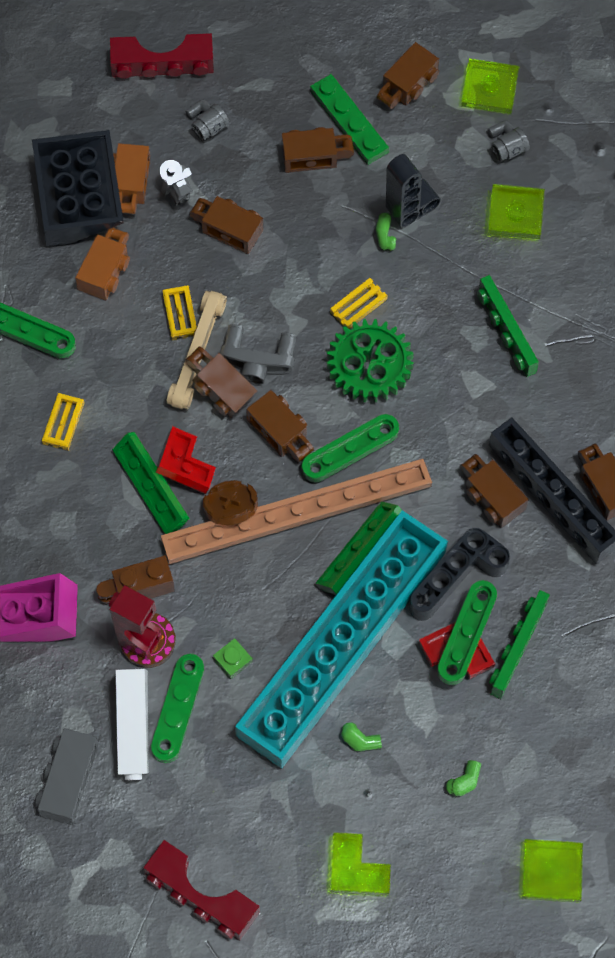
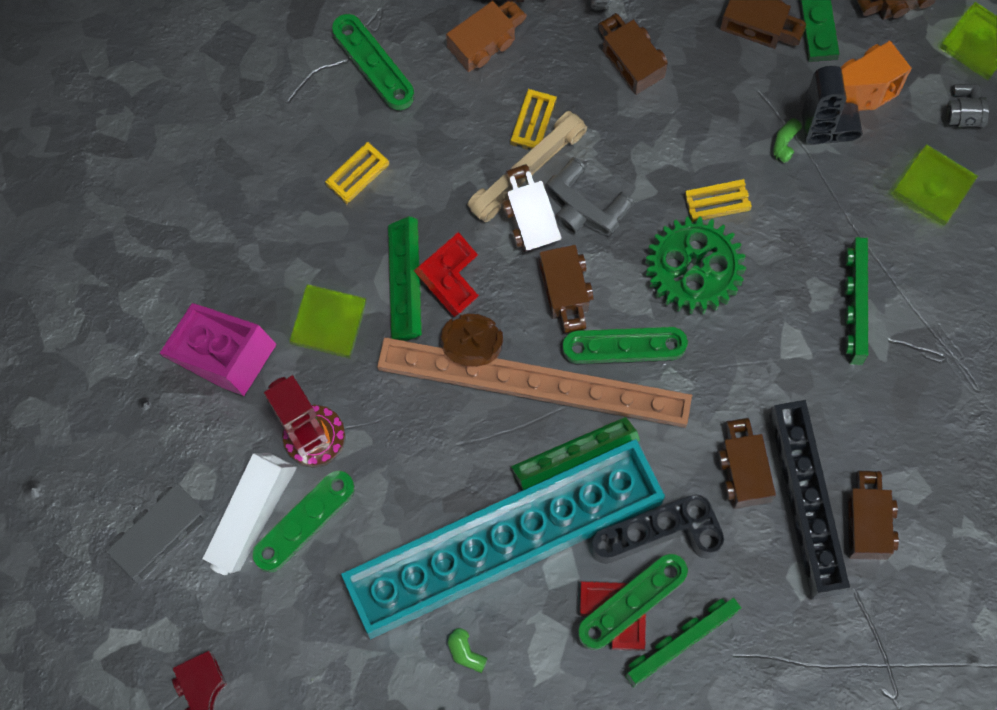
camera: 30 degrees right, 5 degrees up
(106, 546) = (328, 321): none -> clear neon green plate
(148, 578) = (334, 373): reddish brown brick -> none
(232, 658) = (386, 500): bright green plate -> none
(429, 148) = (875, 76): none -> orange slope

